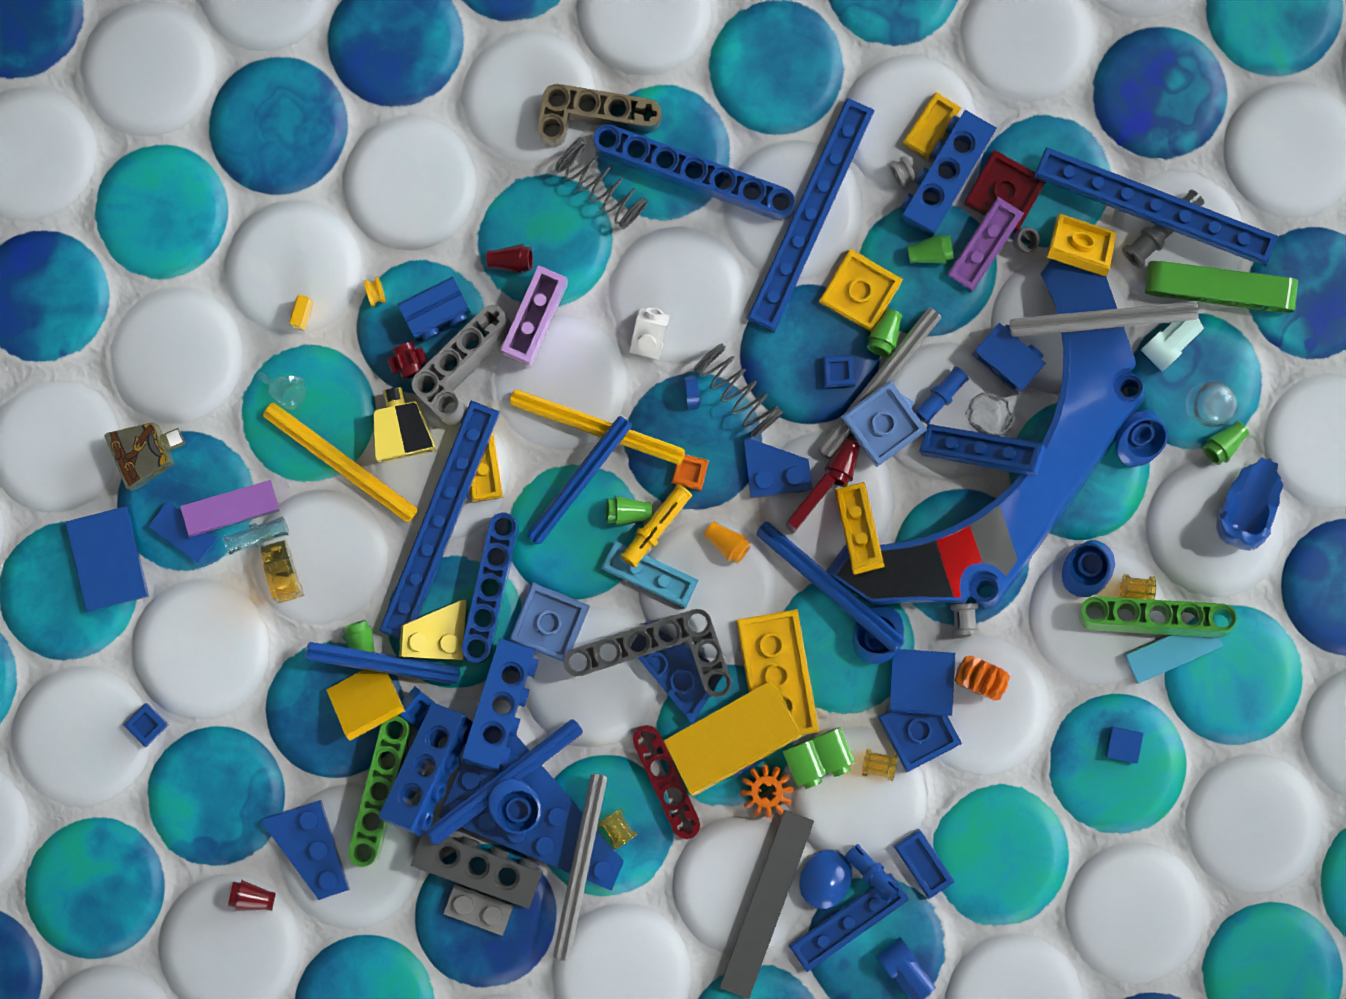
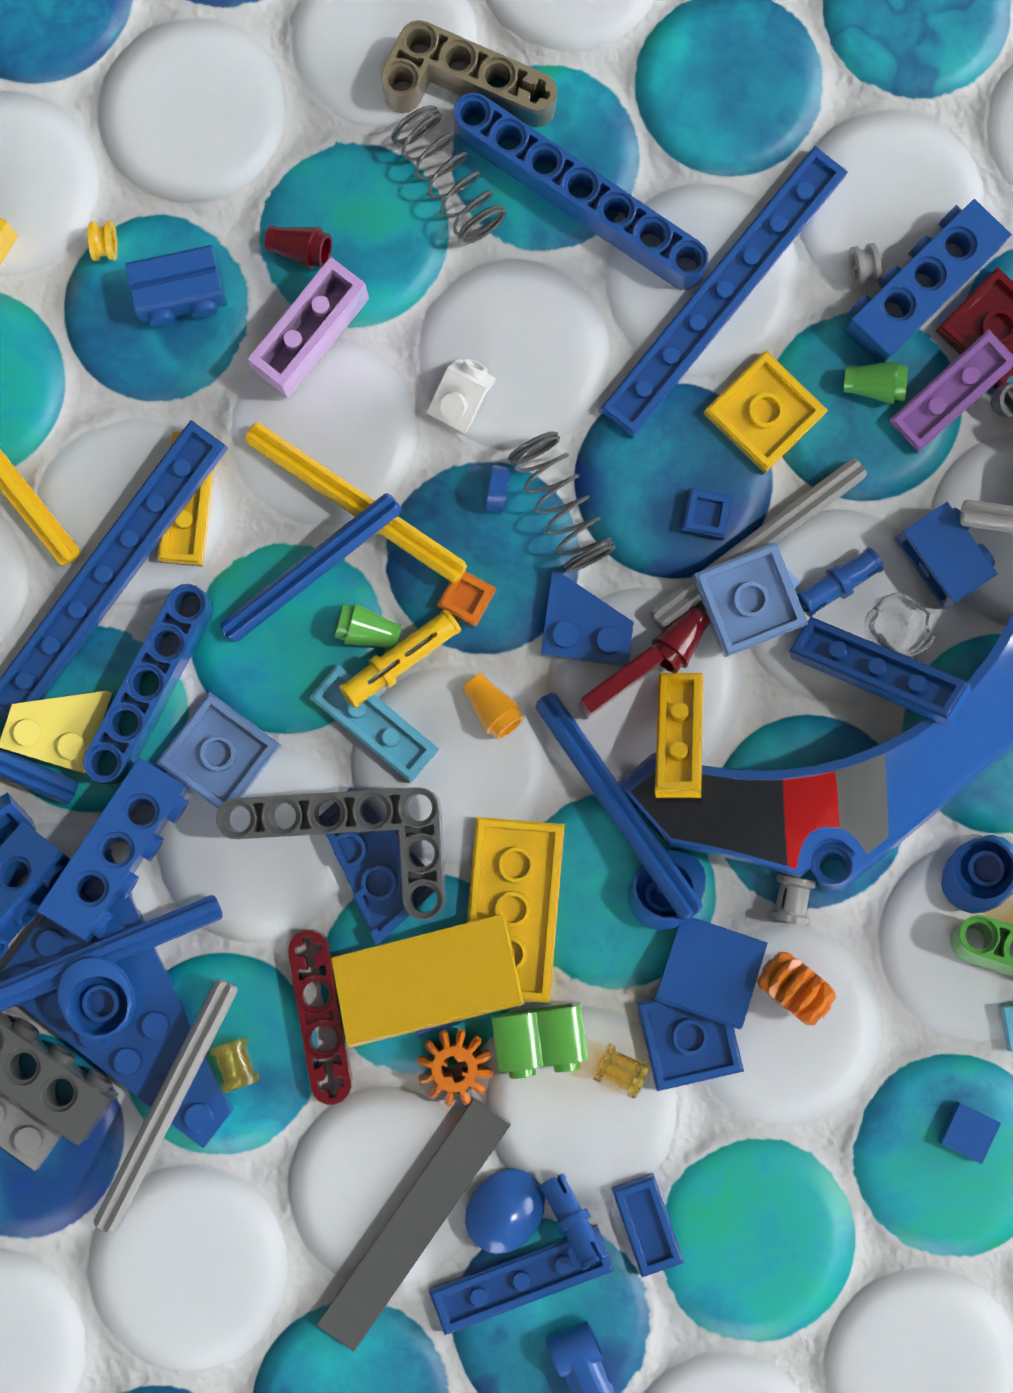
camera: 10 degrees right, 0 degrees up
(400, 429) = (85, 436): torso -> none
(407, 360) = (119, 344): dark red gear -> none
(466, 360) = (192, 347): light grey beam -> none
(885, 334) = (783, 479): bright green cone -> none
(931, 125) = (919, 214): yellow tile -> none

